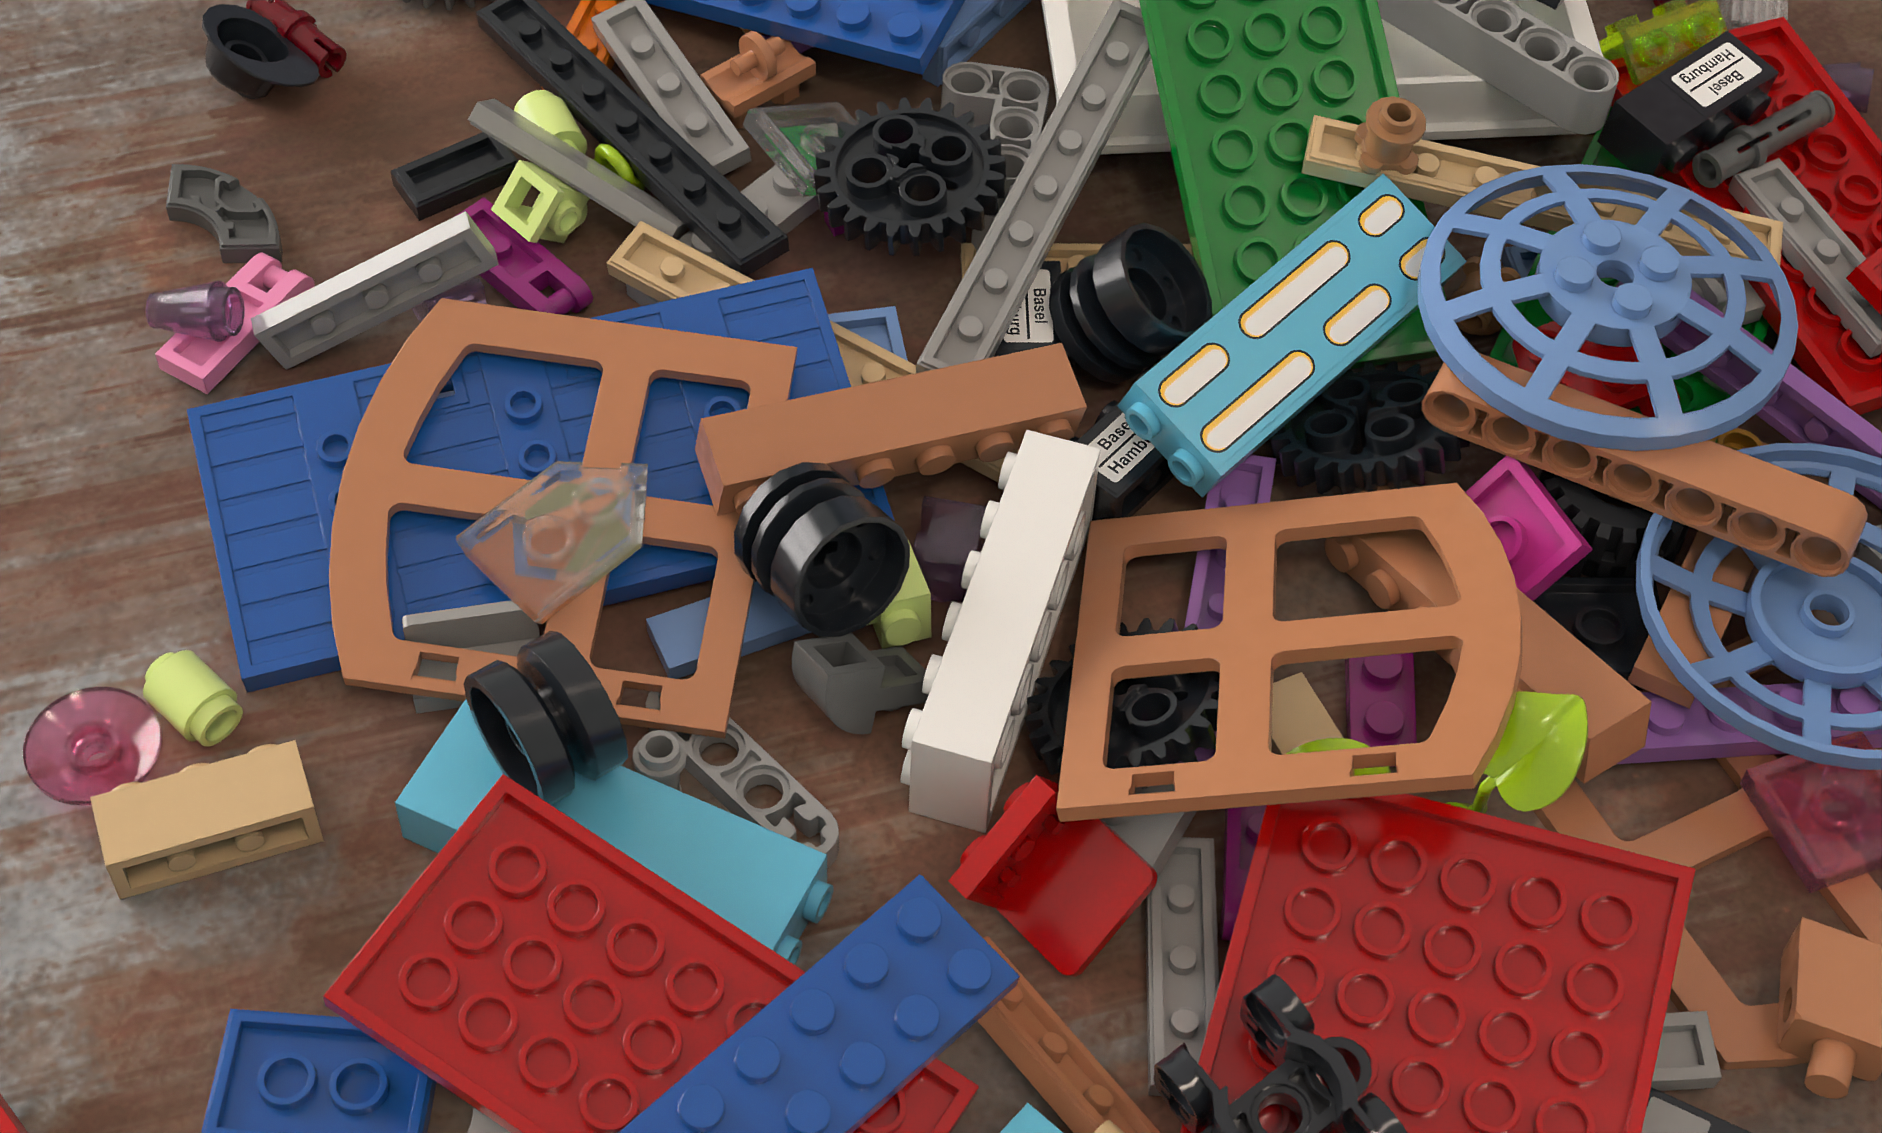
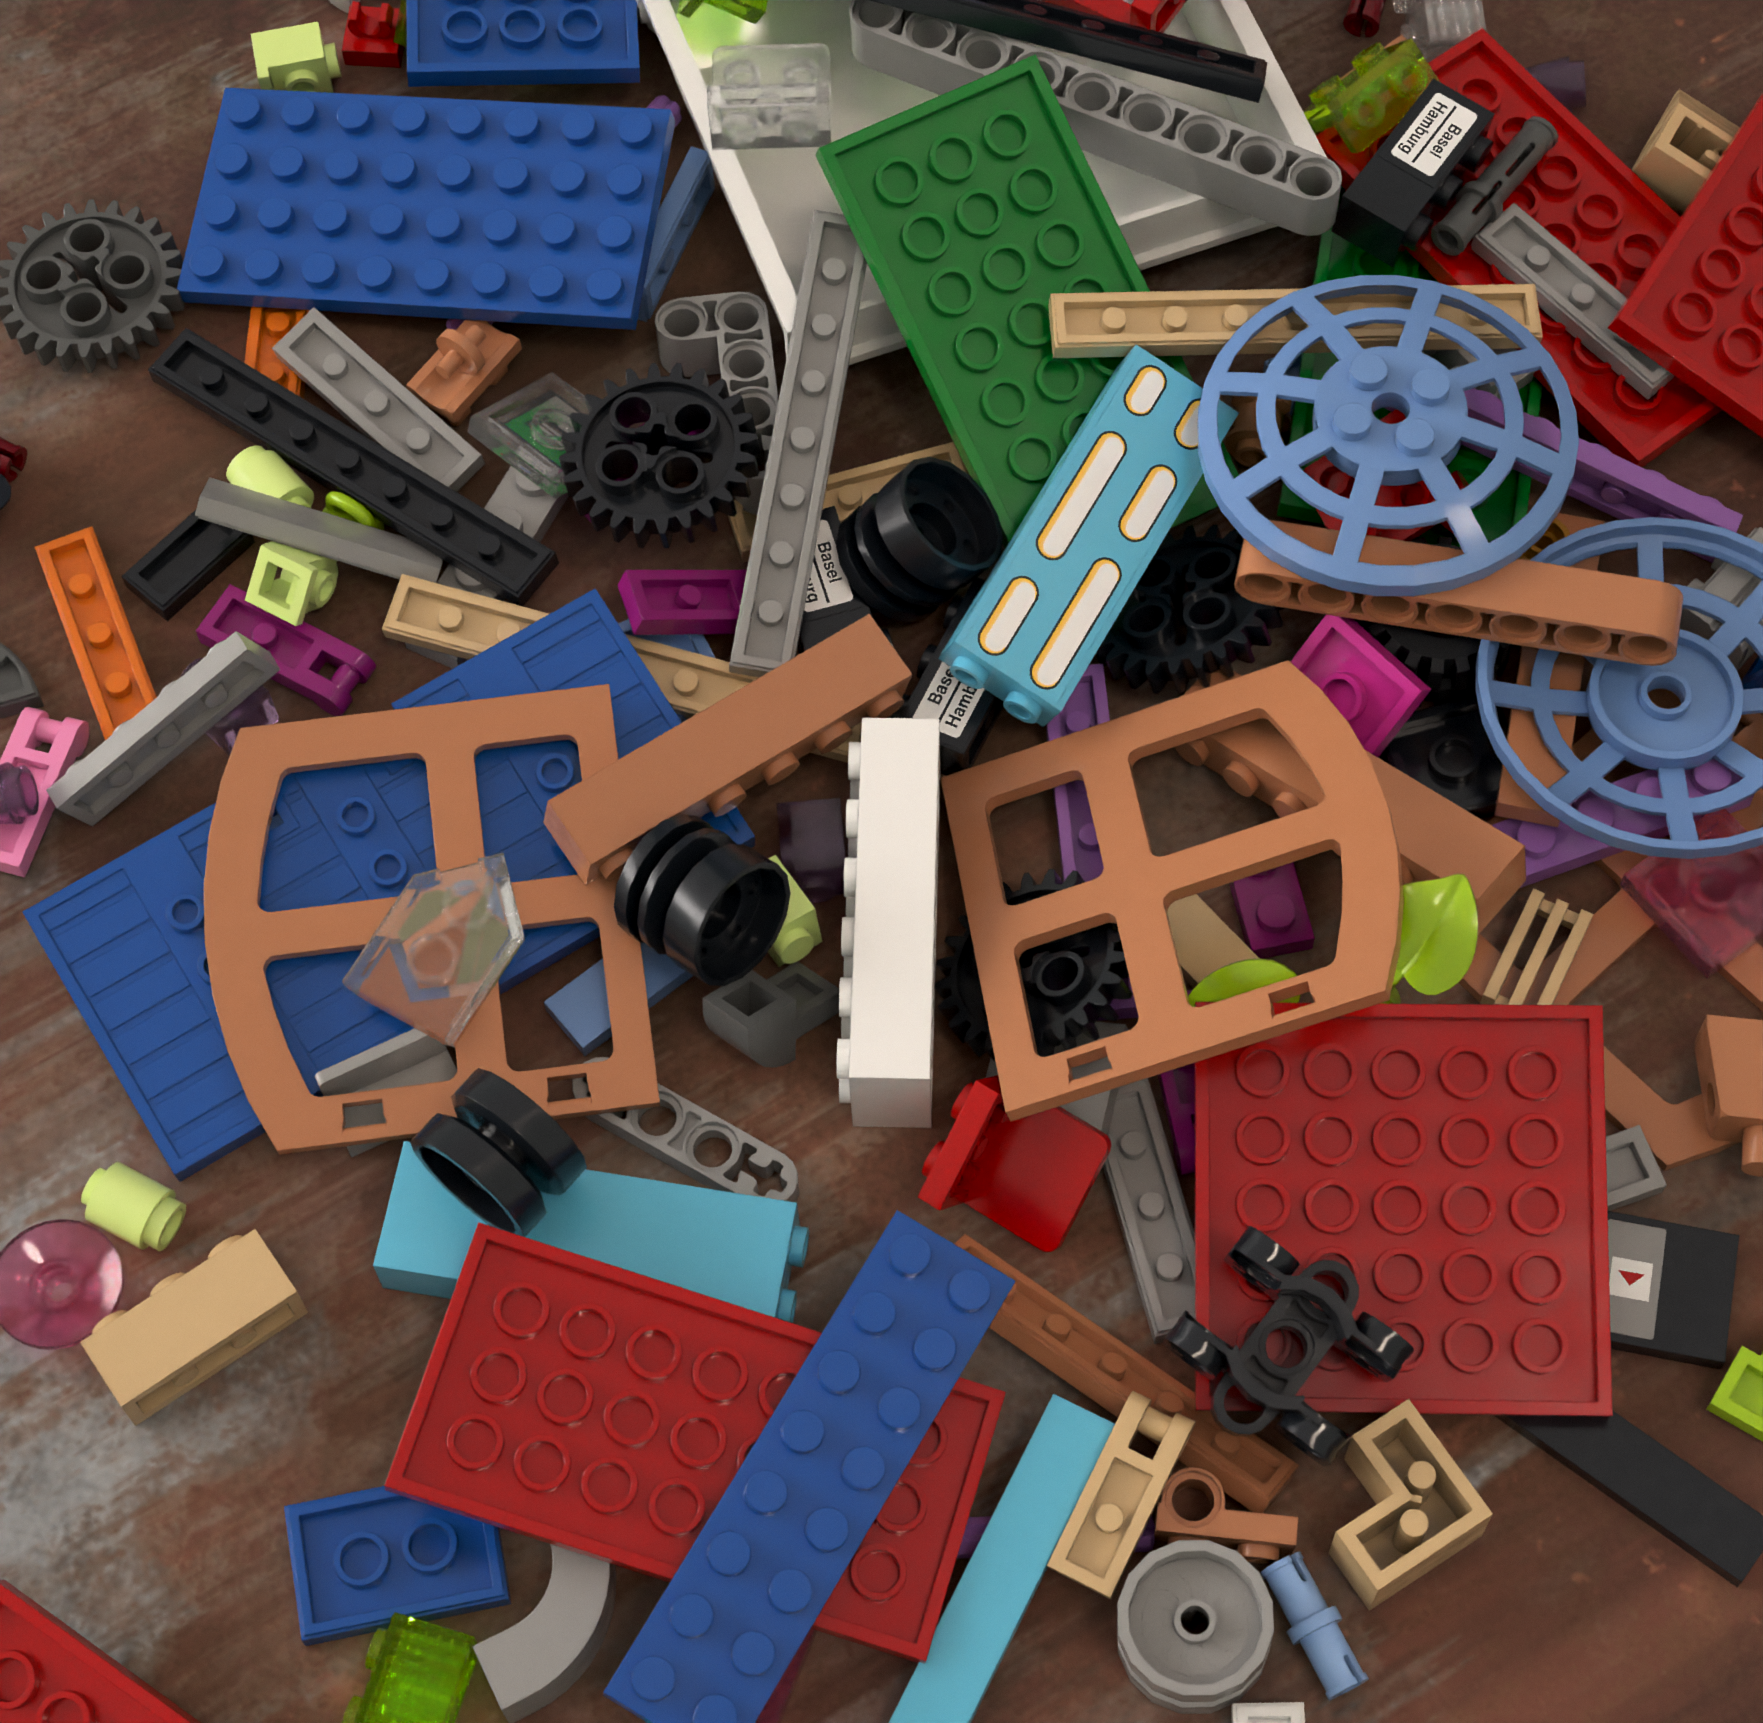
camera: 10 degrees left, 10 degrees up
(352, 197) = (96, 627): none -> orange tile
(660, 757) = (609, 1149): light grey pin -> none
(888, 302) = (682, 601): none -> magenta plate
(1389, 136) = (1133, 303): medium nougat brick -> none
(1665, 795) = (1557, 915): none -> tan tile

